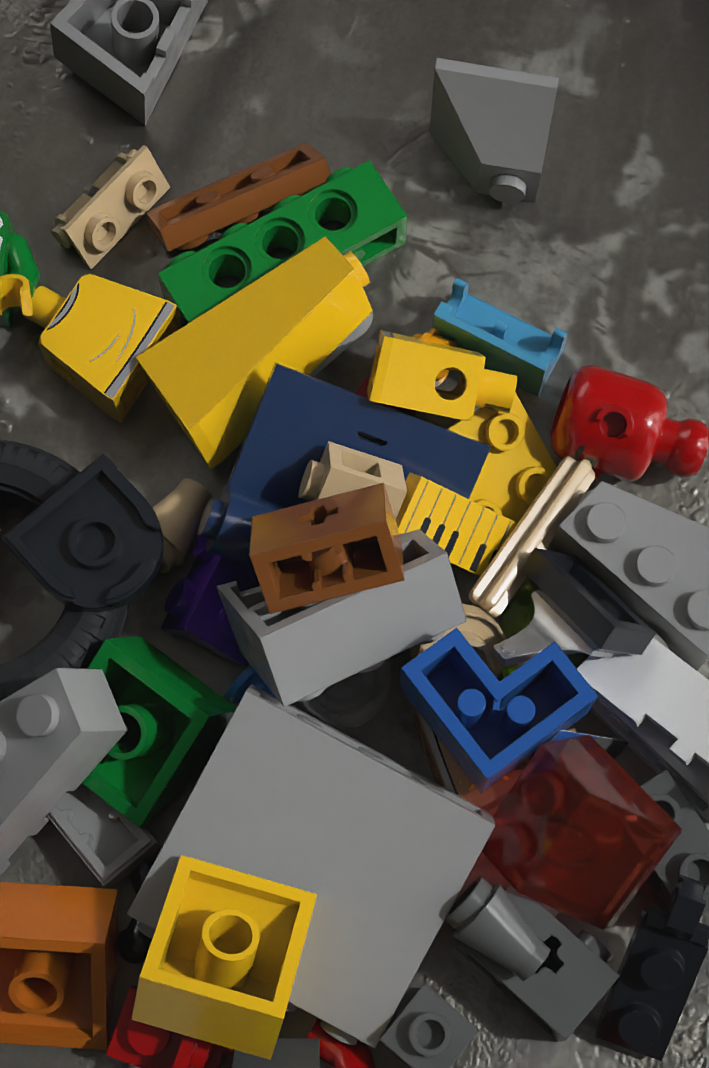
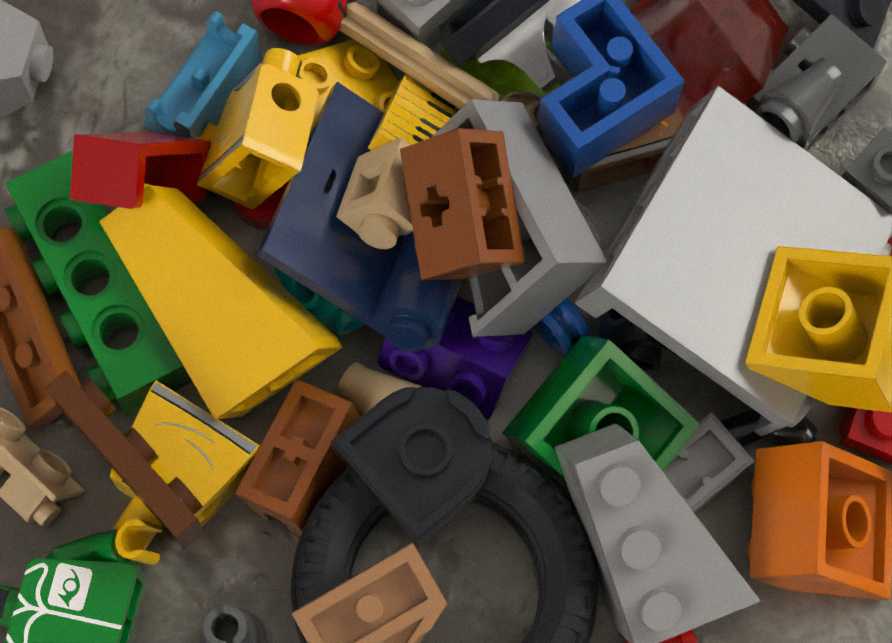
camera: 90 degrees left, 0 degrees up
(87, 276) = (129, 457): none -> reddish brown plate
(88, 425) = (297, 456): none -> dark orange hinge
(395, 262) = (116, 165): none -> red panel

